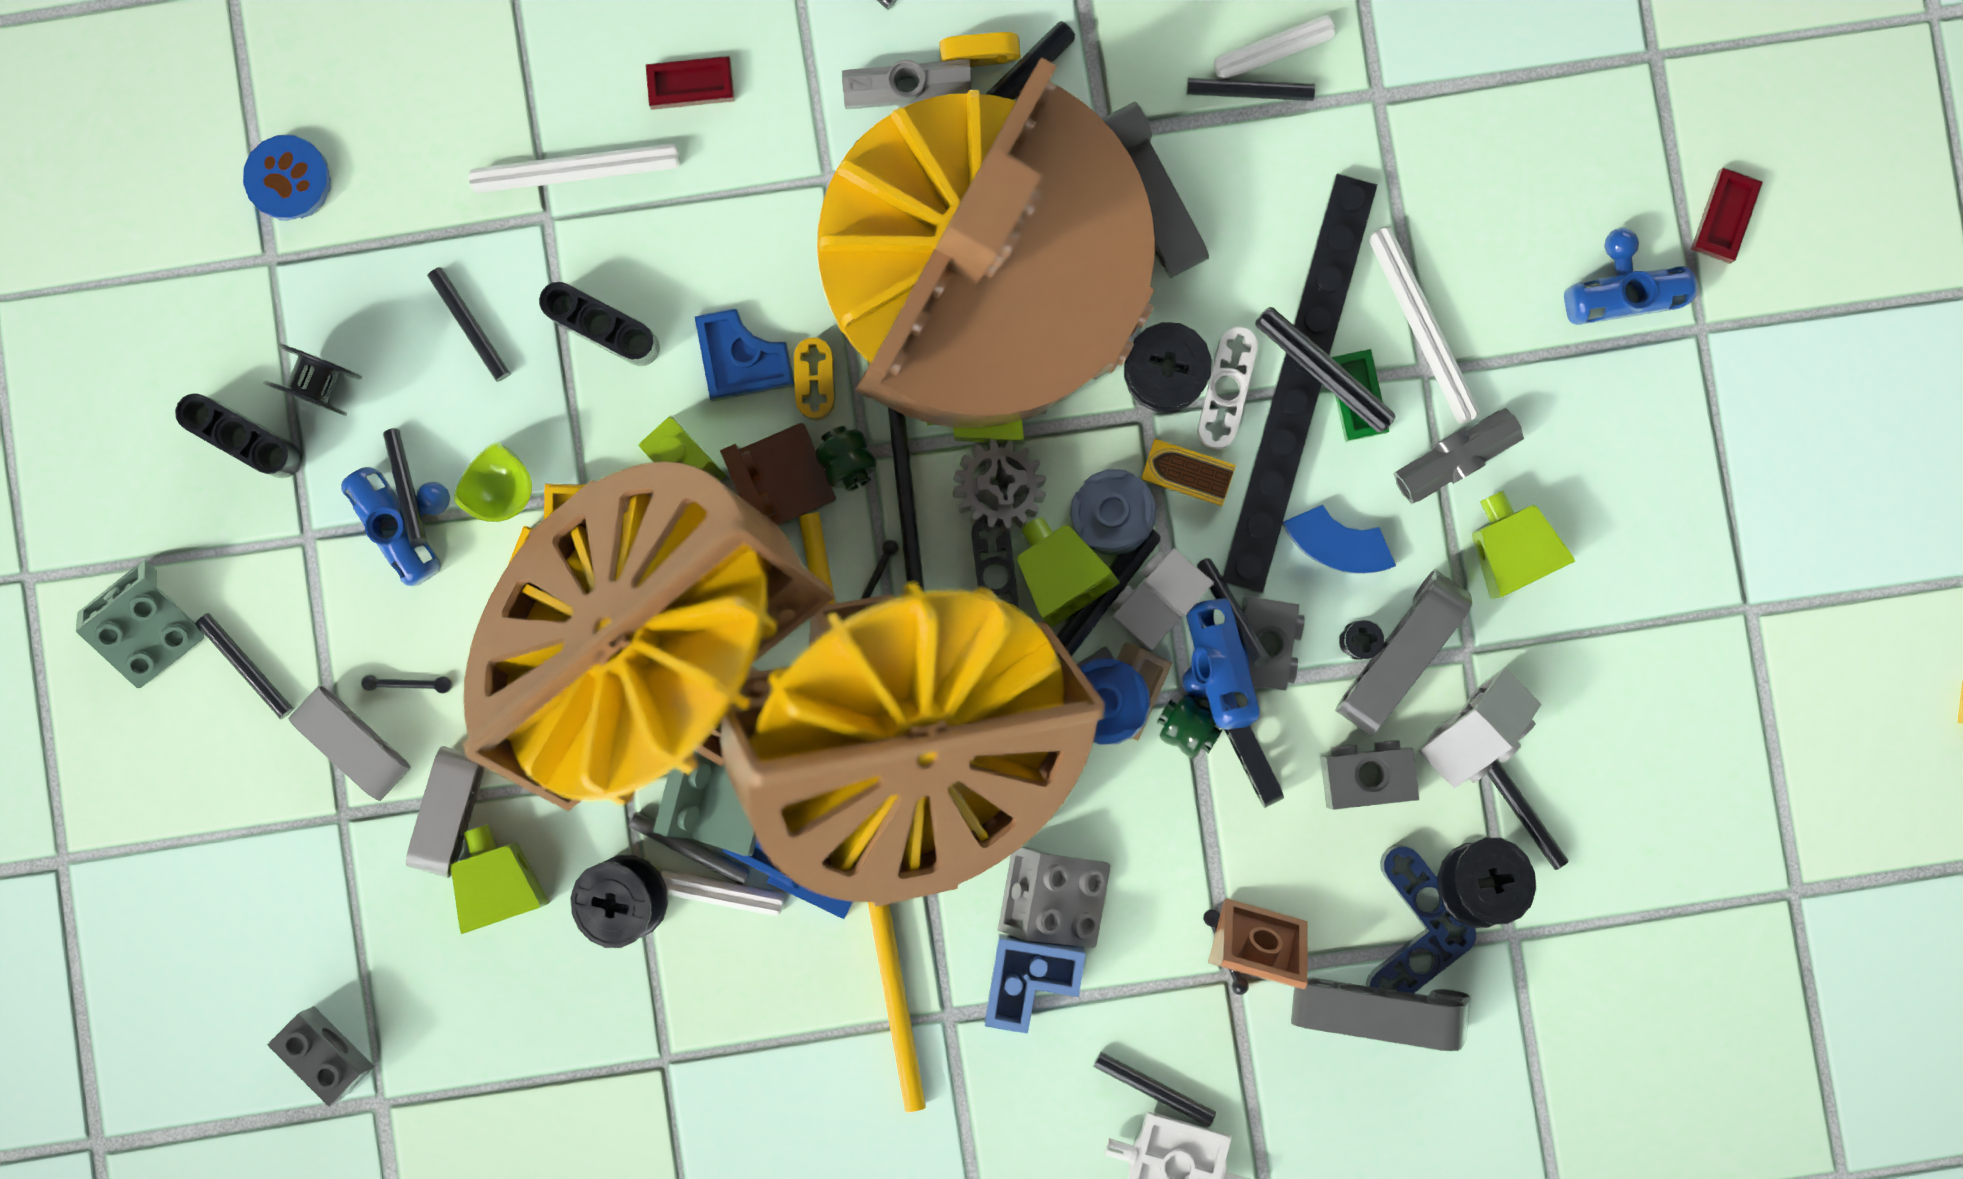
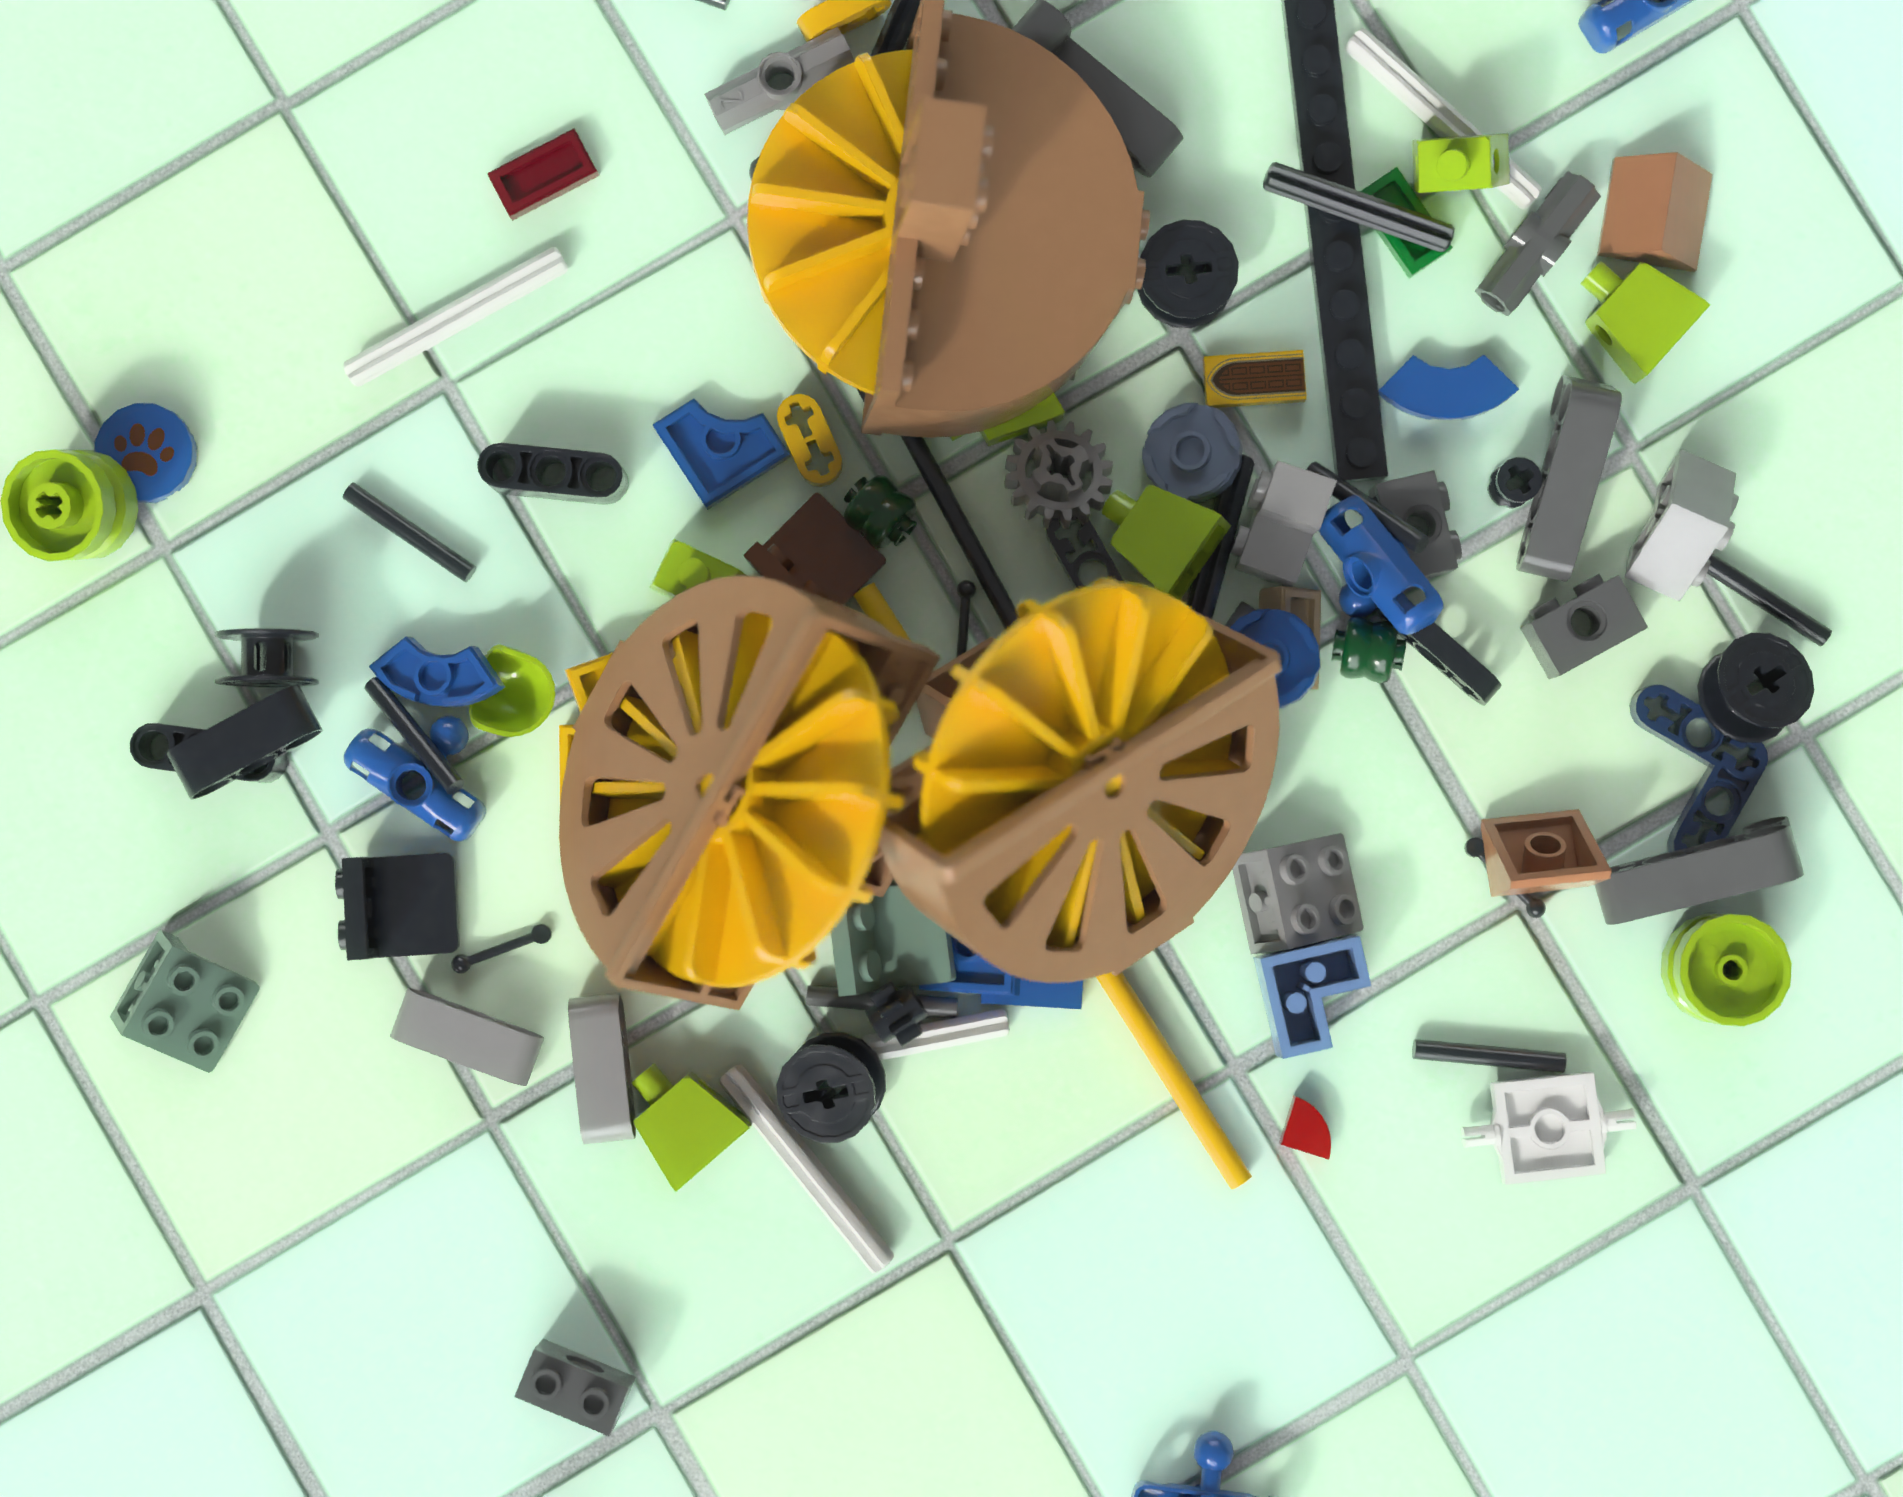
camera: 25 degrees left, 0 degrees up
(207, 195) = (69, 505): none -> lime wheel
(244, 666) = (316, 1001): black bar -> none
(265, 439) = (244, 742): none -> black beam
(336, 617) = (398, 906): none -> black bracket
(441, 449) = (436, 678): none -> blue tile
(575, 958) = (807, 1169): none -> white axle
(693, 864) = (896, 1013): none -> black gear
(984, 1088) = (1306, 1130): none -> red tile
(1246, 361) = (1241, 238): white beam -> none
(1386, 1120) = (1755, 977): none -> lime wheel
(1422, 367) = (1461, 163): none -> lime torso
(1564, 467) = (1655, 210): none -> nougat slope

